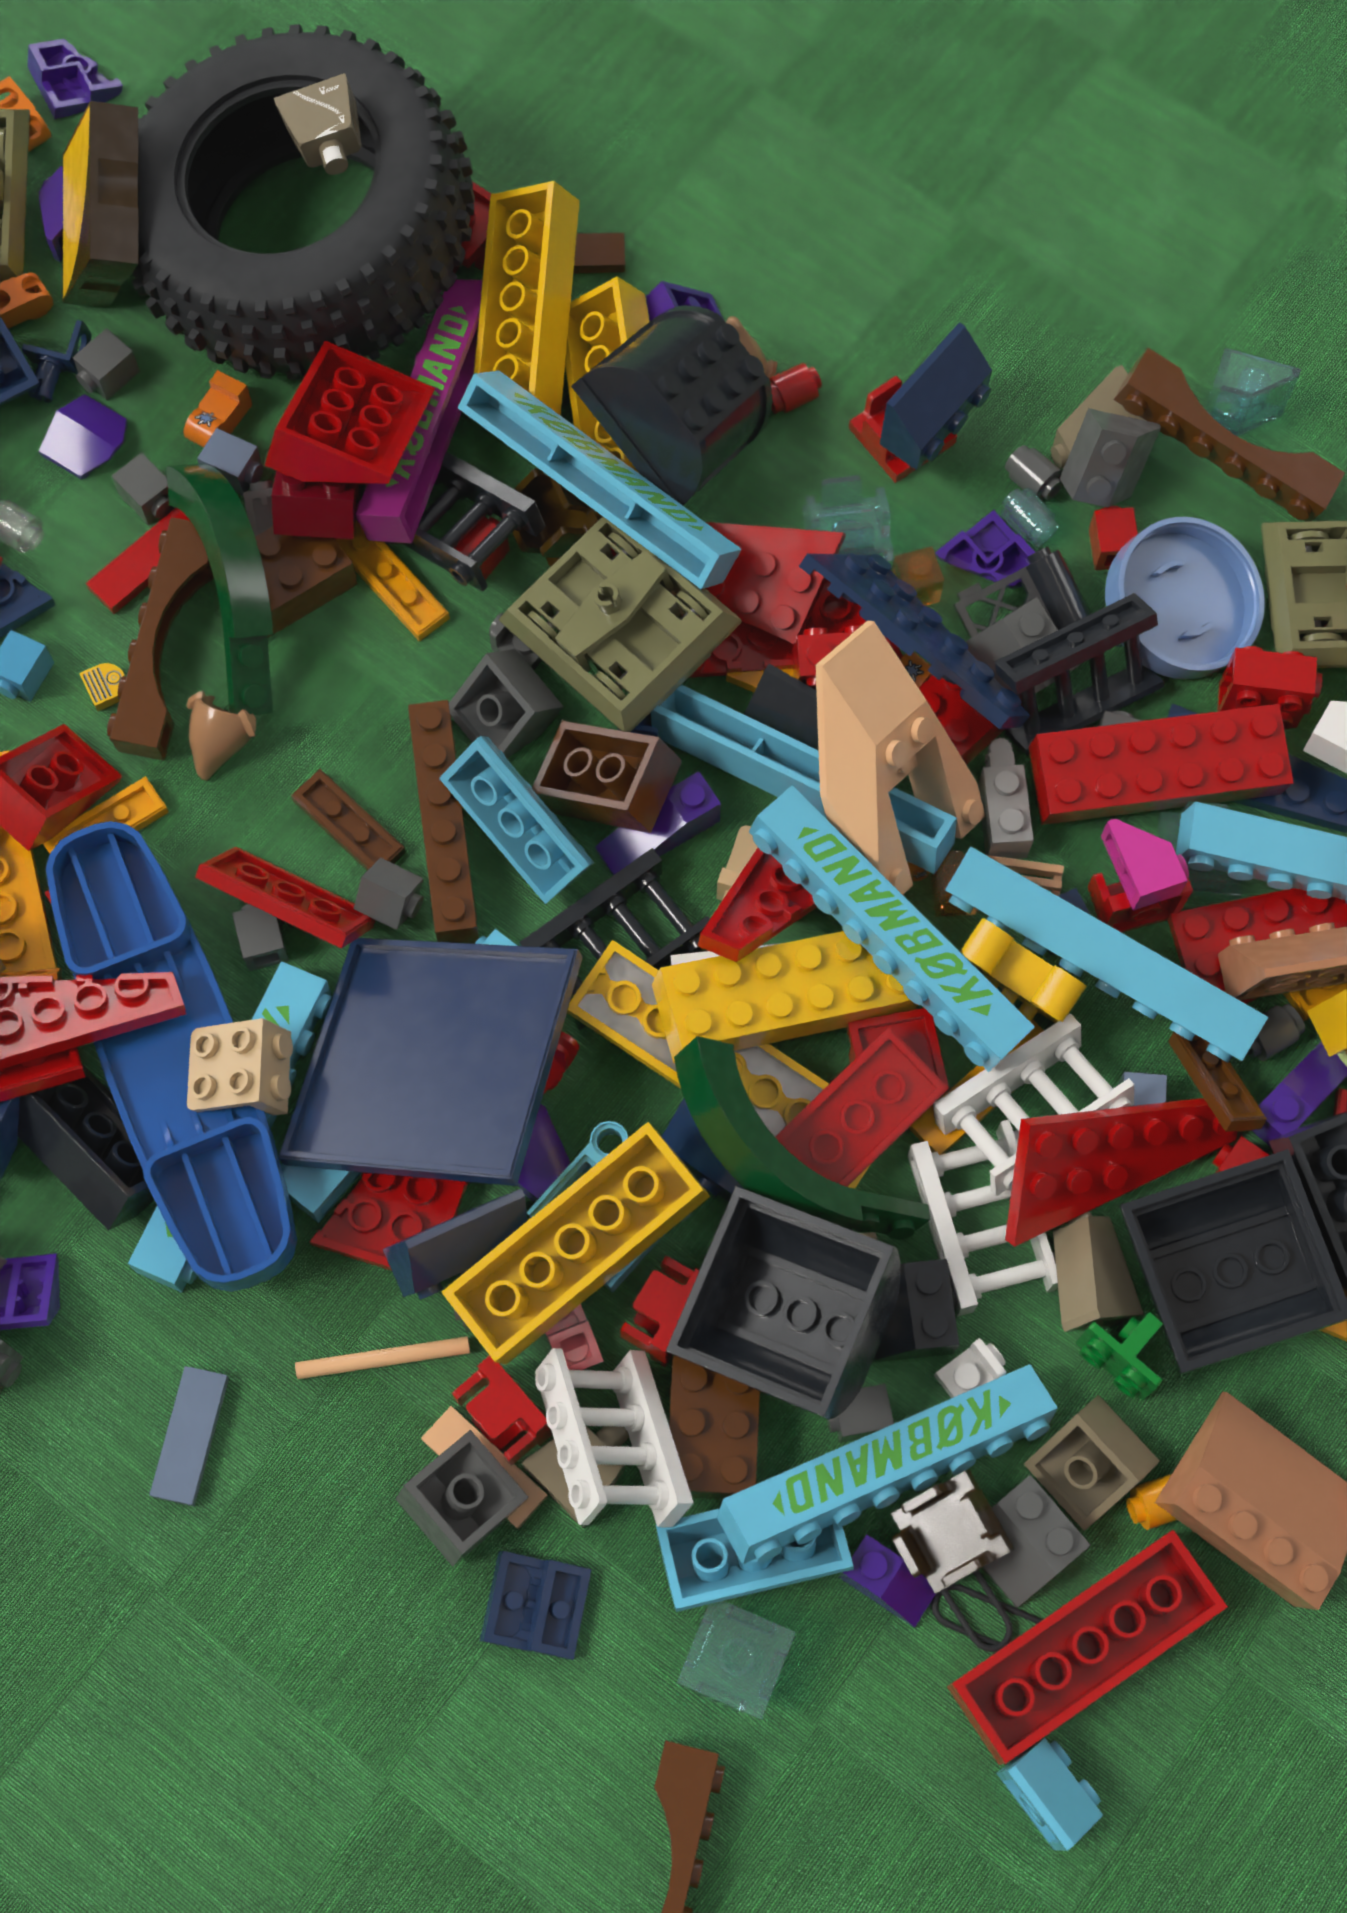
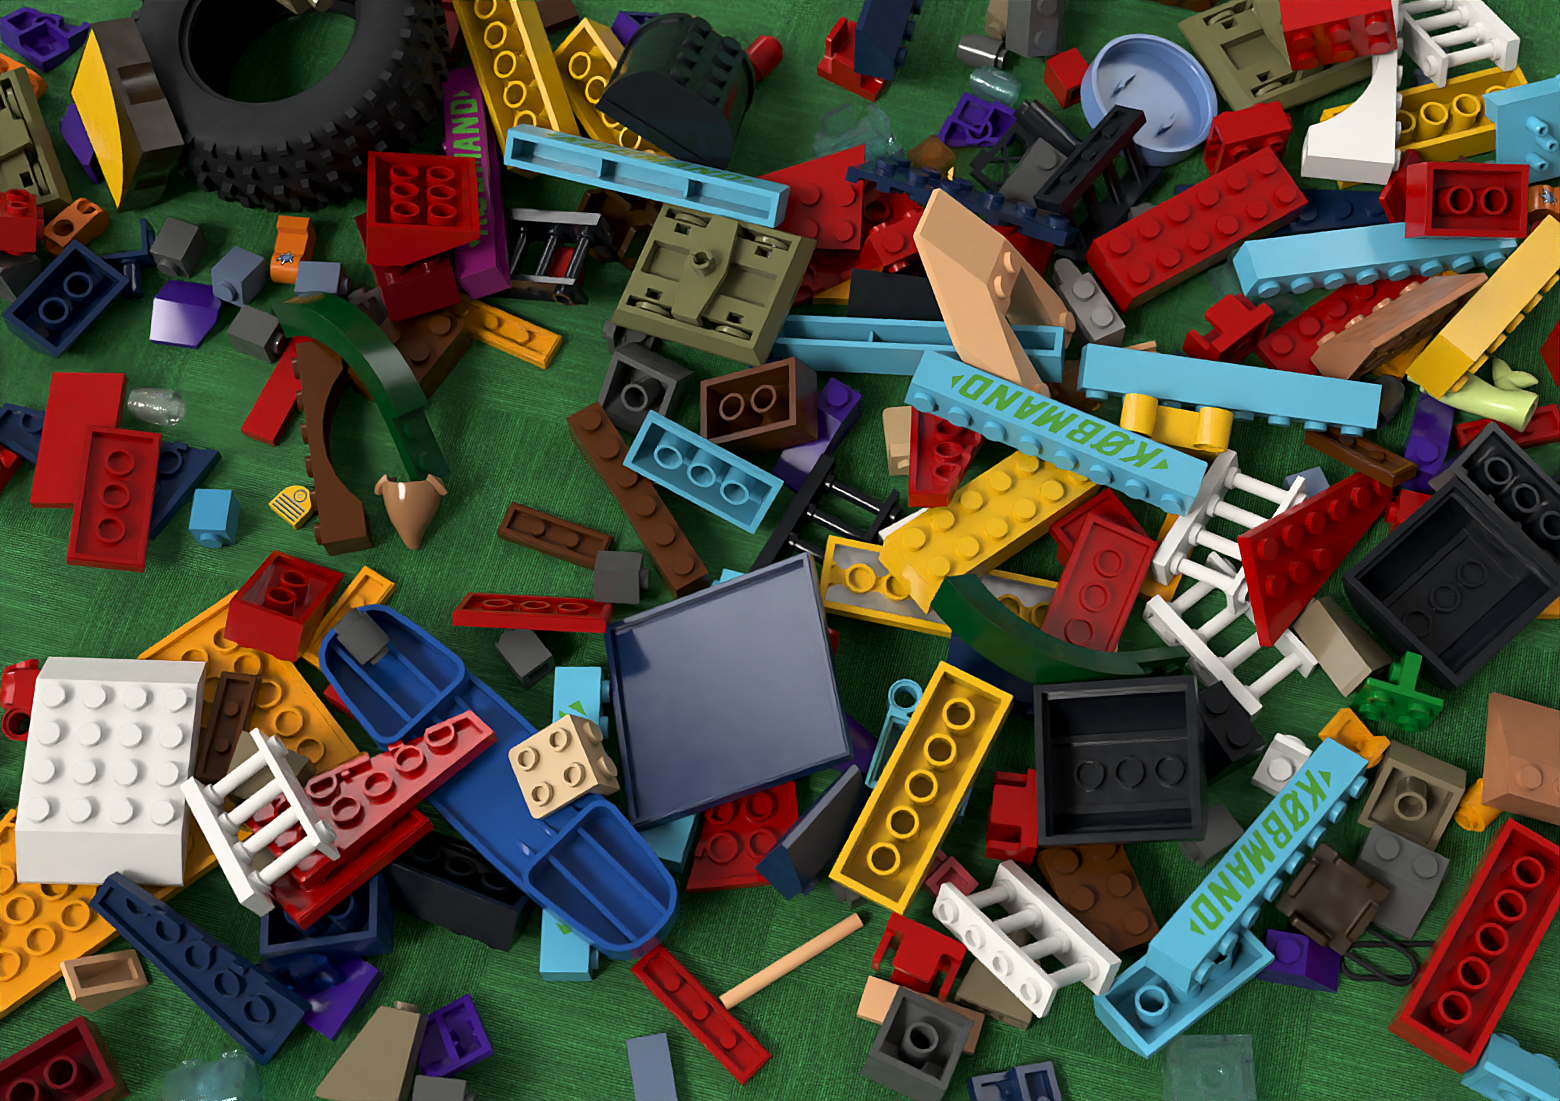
camera: 20 degrees left, 5 degrees down
(98, 854) = (362, 637): none -> dark grey brick
(151, 420) = (239, 276): none -> sand blue brick
(270, 1371) = (701, 1014): none -> red tile
(1061, 1377) = (1354, 735): none -> light orange bracket
(1144, 864) = (1228, 304): dark pink slope -> none

